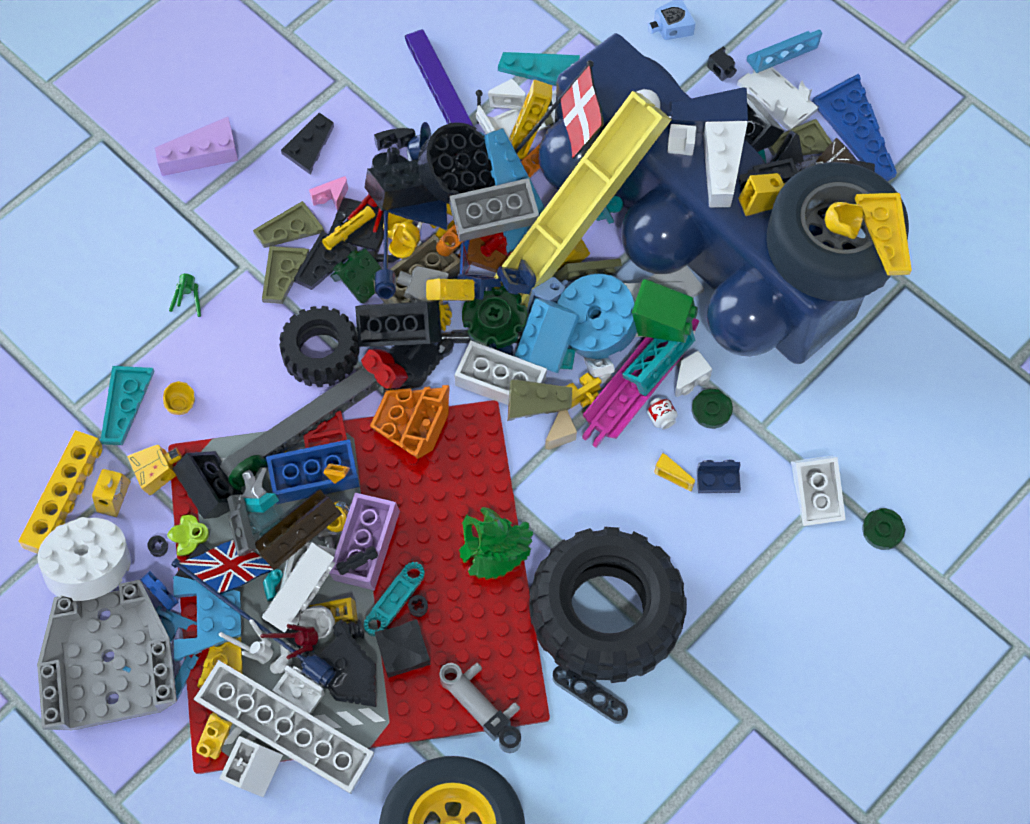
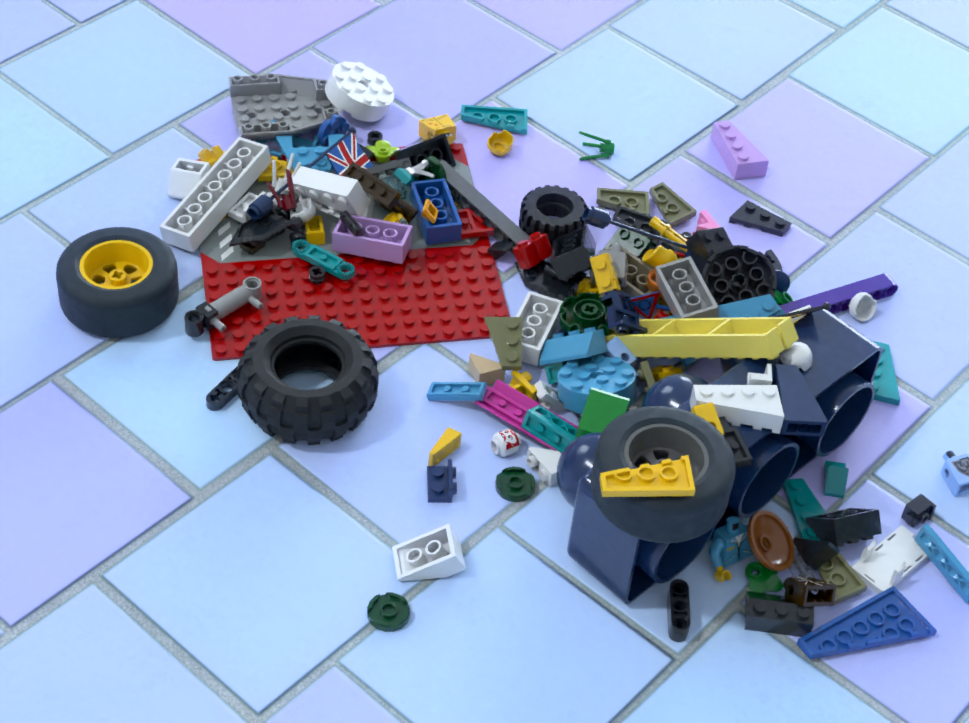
camera: 85 degrees right, 20 degrees down
(69, 463) = (424, 88): yellow brick -> none
(110, 488) = (418, 106): yellow torso -> none
(367, 405) = (499, 249): none -> black slope
(402, 648) = (278, 261): black brick -> none
(413, 417) = (484, 271): orange wedge -> none
(453, 66) = (862, 306): none -> white hair
(498, 545) = (369, 314): green piece -> none
(596, 457) = (457, 391): none -> dark azure tile
(844, 219) = (655, 443): yellow hair -> none

